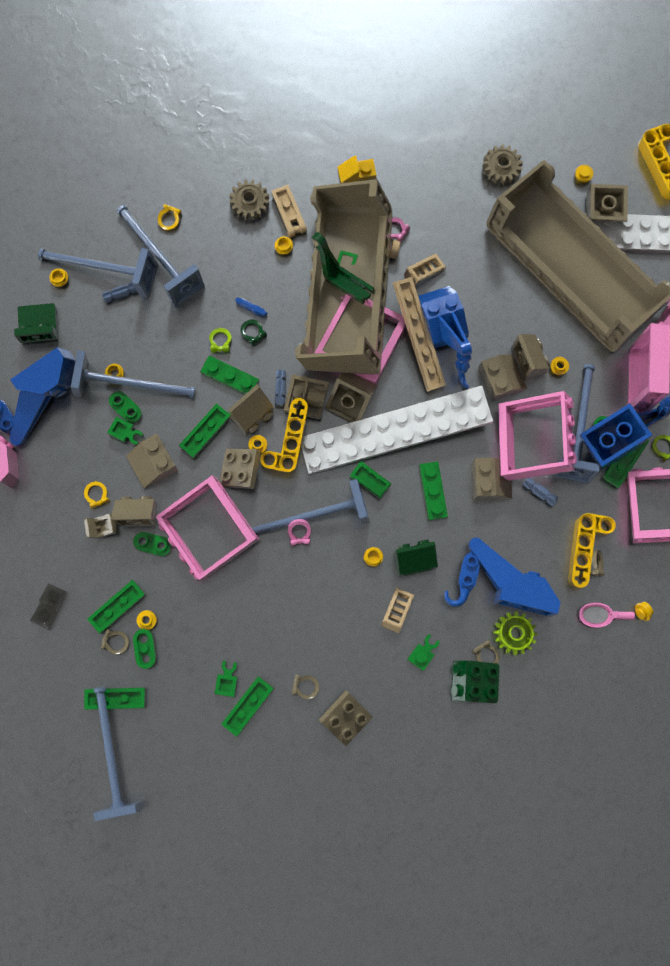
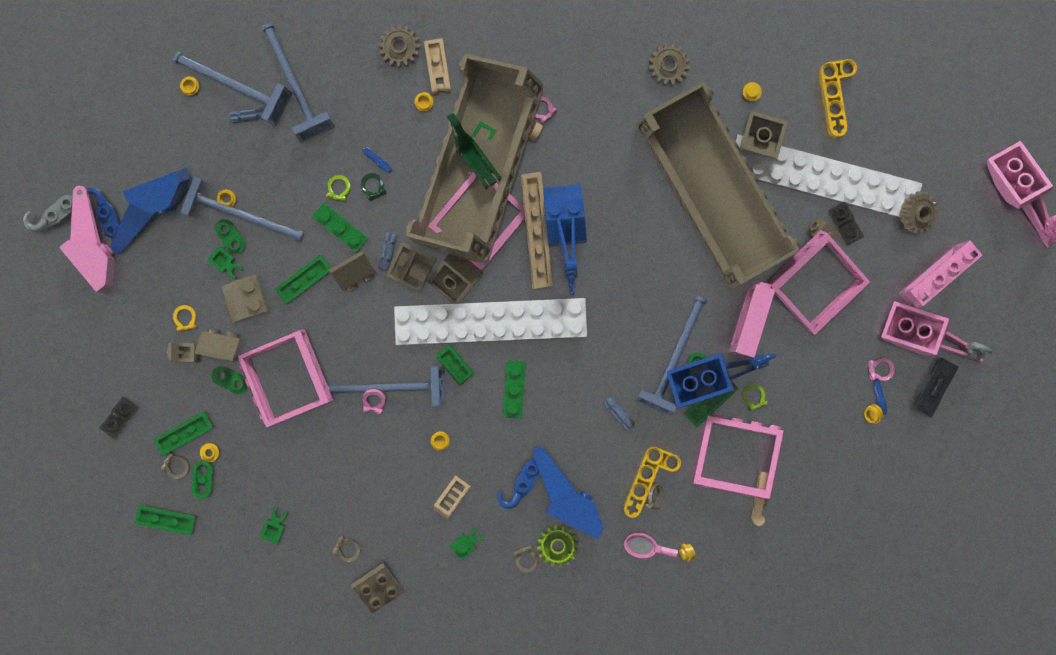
camera: 15 degrees right, 10 degrees up
(36, 323) = (159, 129): dark green bracket -> none
(118, 807) = (149, 622): sand blue tile -> none
(176, 212) = (313, 34): yellow piece -> none
(240, 468) = (329, 325): dark tan plate -> none
(247, 706) = (288, 555): green plate -> none
(262, 448) = (357, 308): yellow plate -> none
(289, 435) = (387, 304): yellow beam -> none
(356, 170) = (517, 36): yellow slope -> none
(415, 558) = (479, 453): dark green slope -> none
(418, 278) = (546, 165): tan slope -> none
(475, 681) = (508, 582): dark green bracket -> none
(487, 480) = (574, 391): dark tan slope -> none
(501, 376) = (612, 289): dark tan slope -> none
(506, 431) = (598, 355): bright pink window -> none
(530, 356) = (644, 277): dark tan slope -> none
(555, 369) = (666, 295): yellow plate -> none

